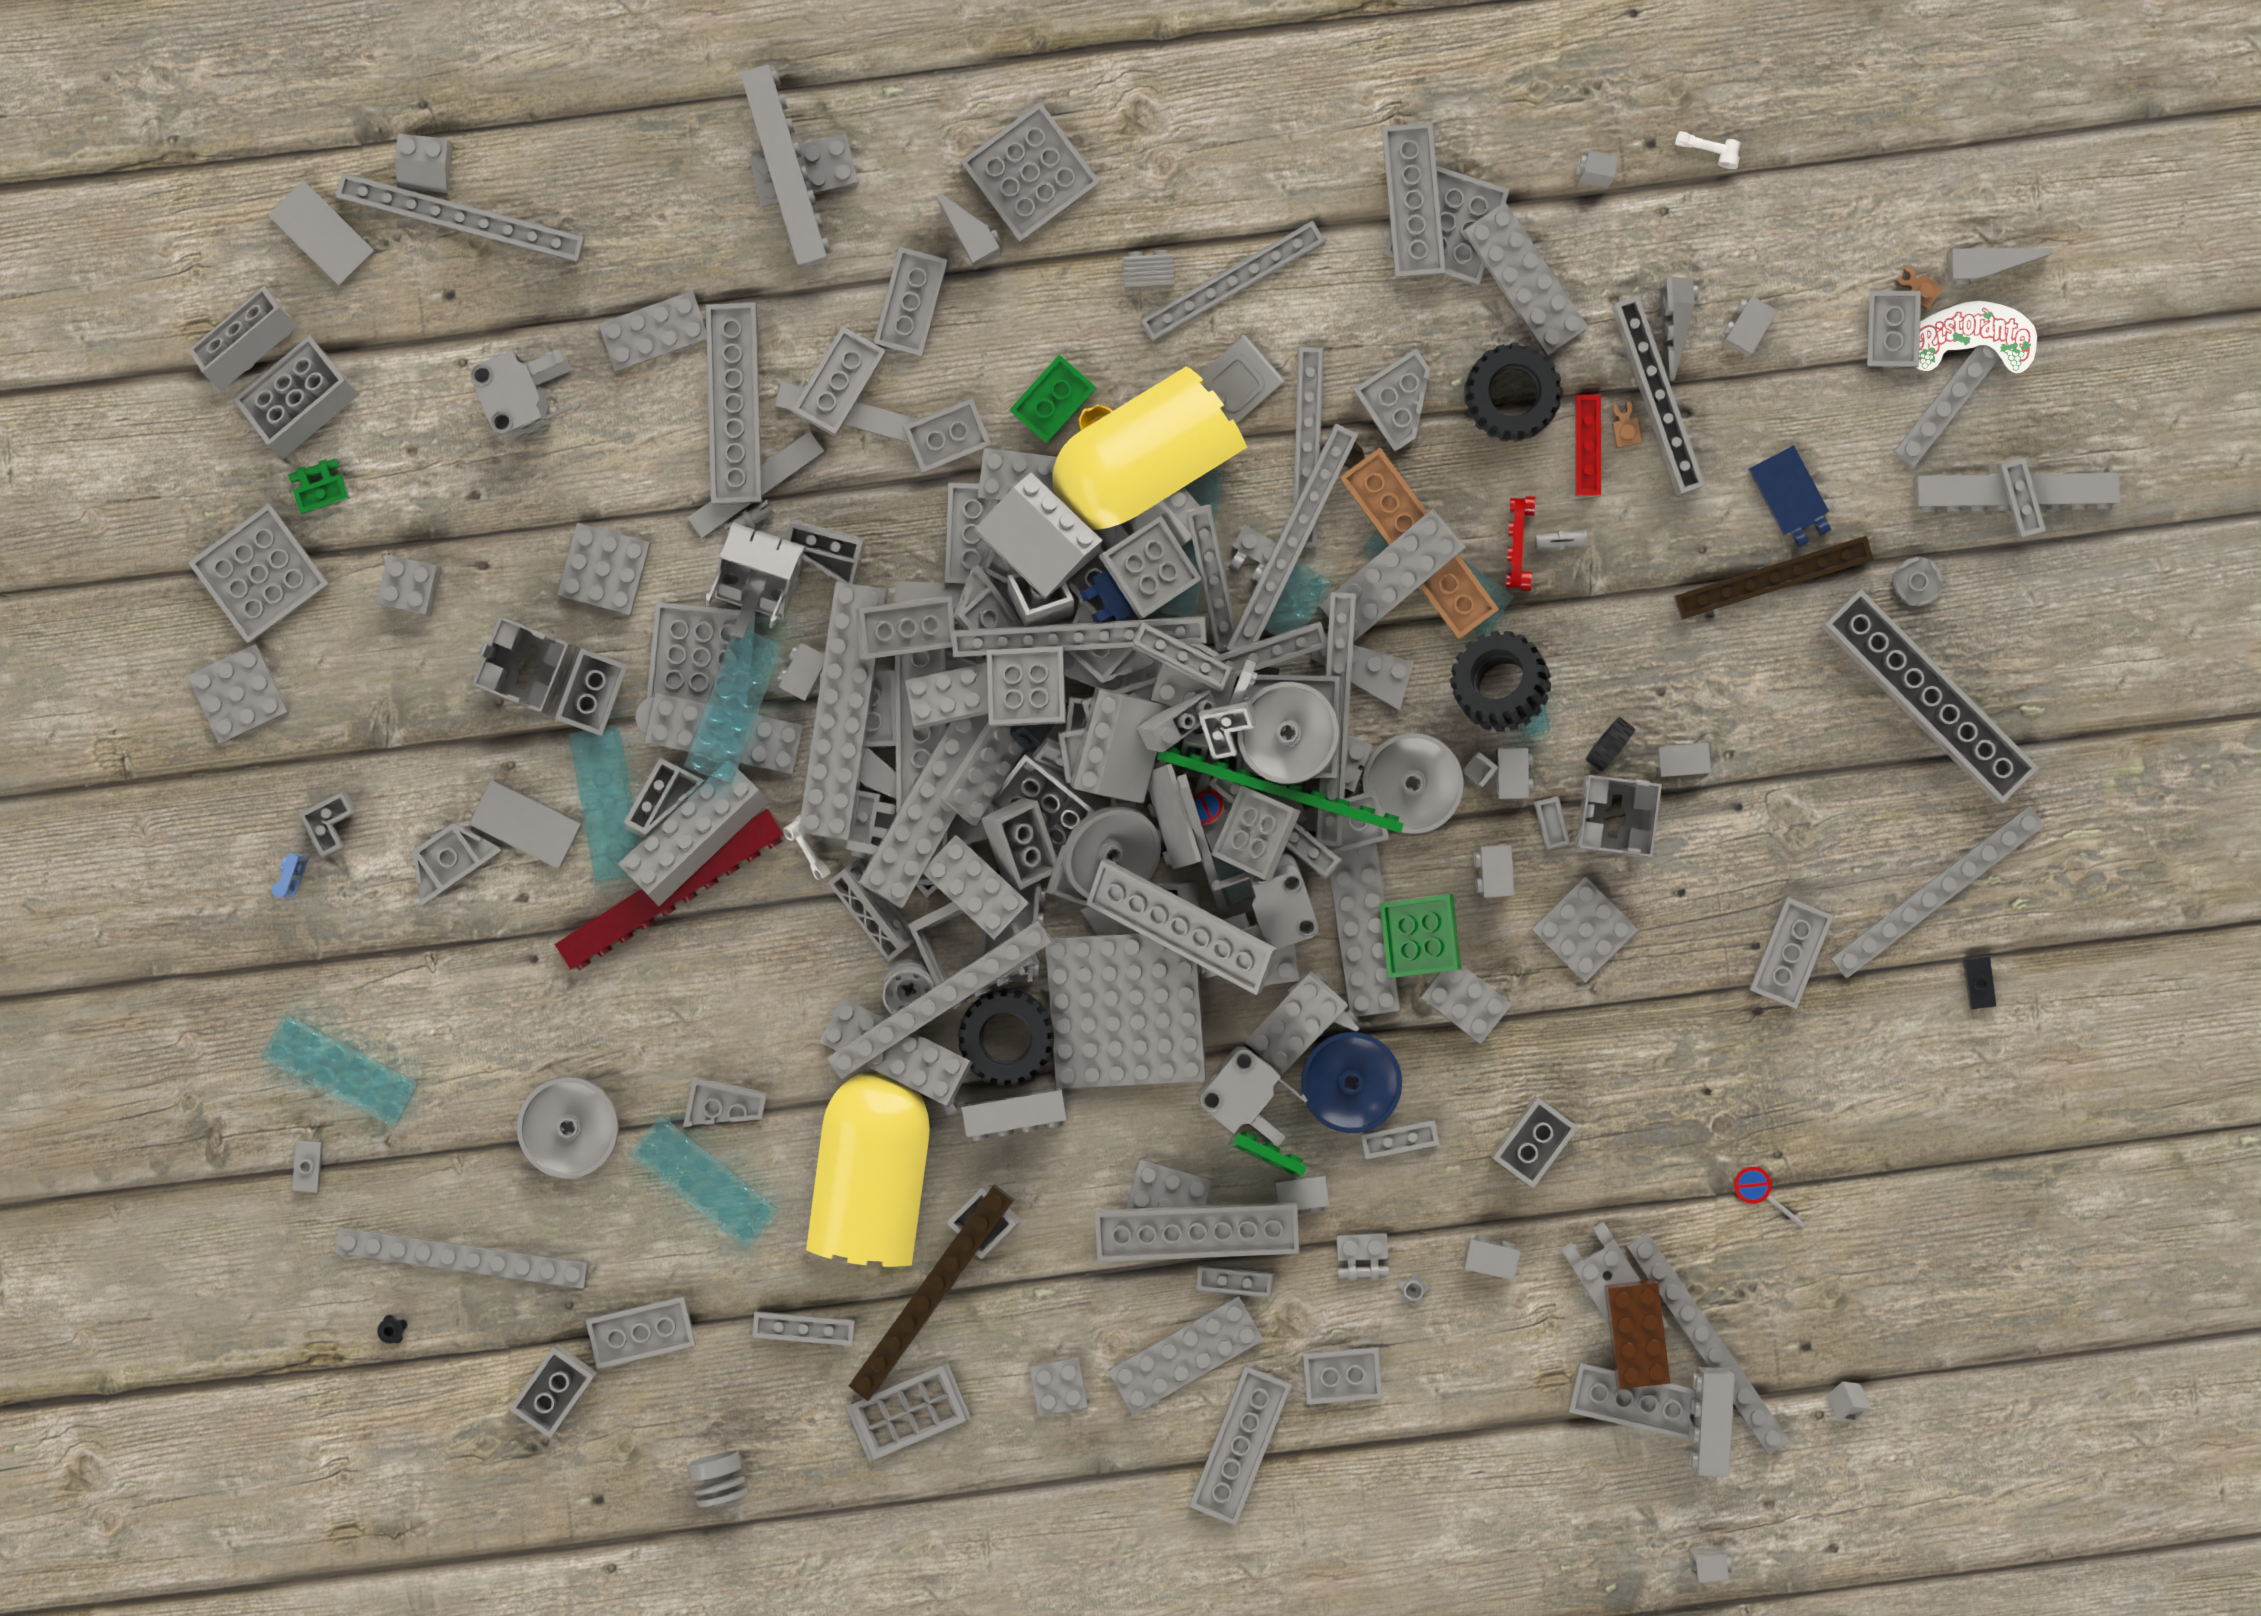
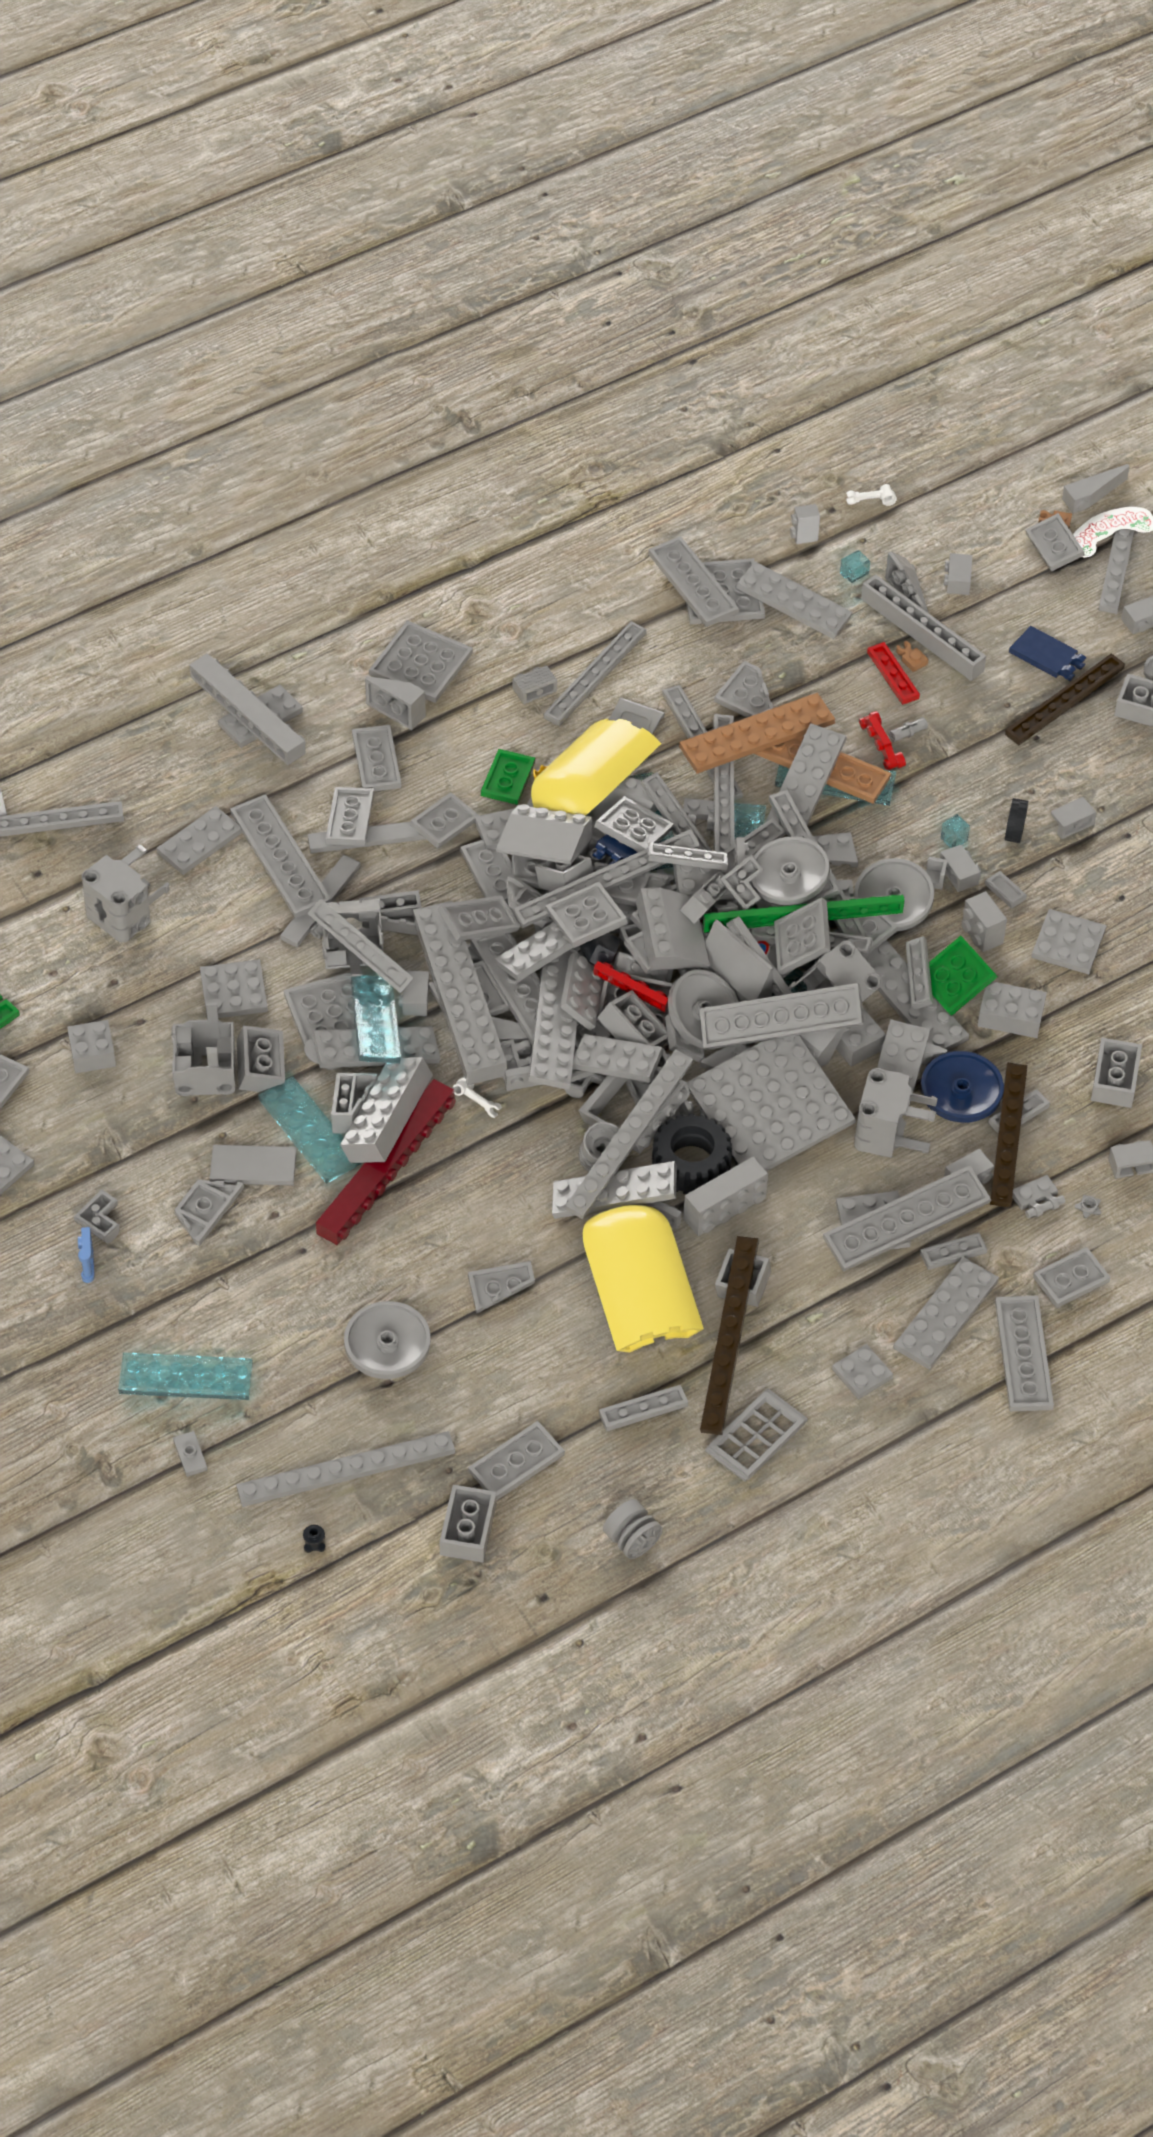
camera: 25 degrees left, 35 degrees down
(704, 1181) = (512, 1340): clear light blue plate -> none
(750, 609) = (360, 945): none -> light grey plate
(890, 921) = (548, 1112): light grey fence -> none
(1035, 786) = (623, 981): none -> red plate
(1268, 1153) = (928, 1144): green plate -> none
(1369, 480) = (756, 733): none -> medium nougat plate
(1369, 1168) = (1008, 1135): none -> dark brown plate
(1383, 909) = (919, 973): none -> light grey tile
(1485, 655) = (919, 825): black tyre -> none
(1537, 368) = (828, 640): black tyre -> none
(1626, 257) = (854, 566): none -> clear light blue brick
(1641, 809) = (1059, 849): light grey piece -> none

